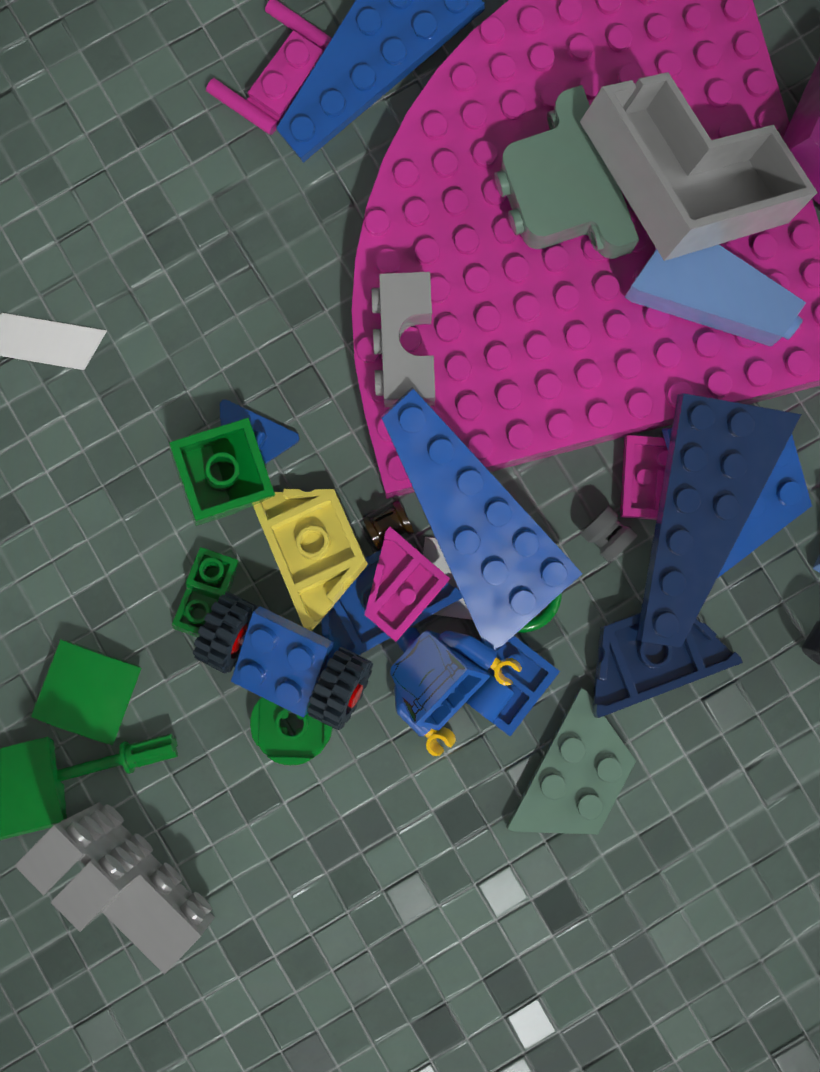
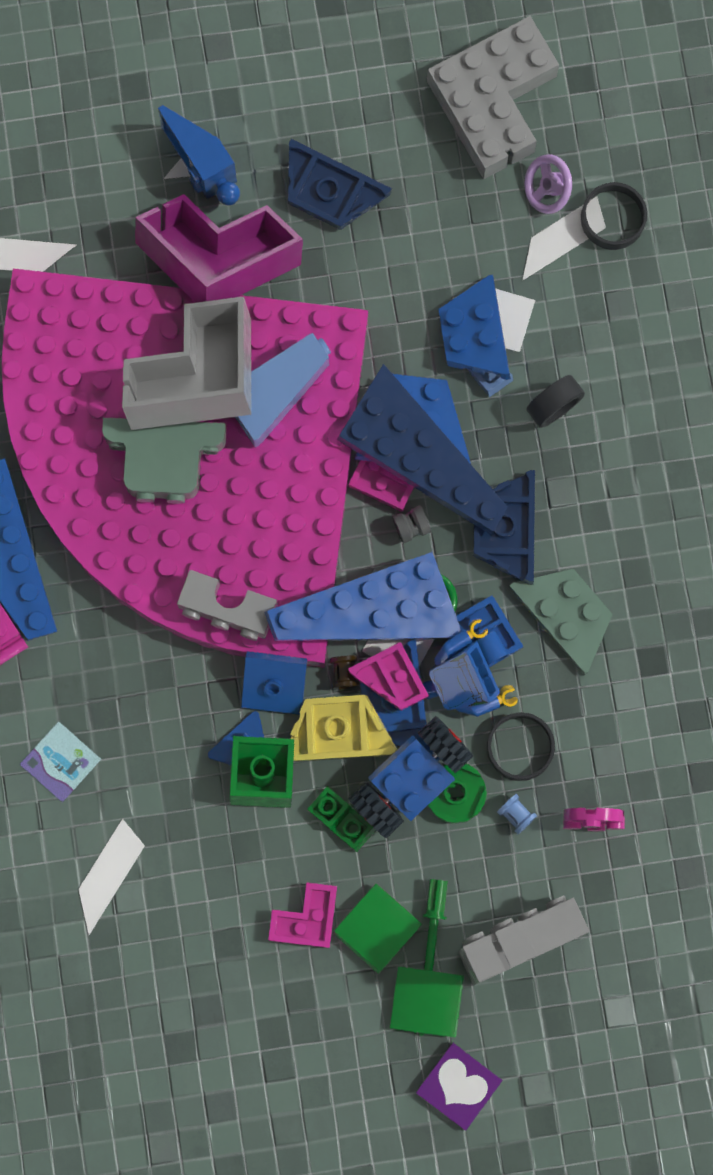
camera: 70 degrees left, 5 degrees down
(58, 609) = (313, 925): none -> dark pink plate
(147, 229) = (60, 761): none -> clear light blue sticker
(294, 811) = (516, 814): none -> medium blue bush
(321, 916) = (594, 819): none -> dark pink plate
(338, 442) = (274, 682): none -> blue plate
(375, 824) = (531, 717): none -> black tyre

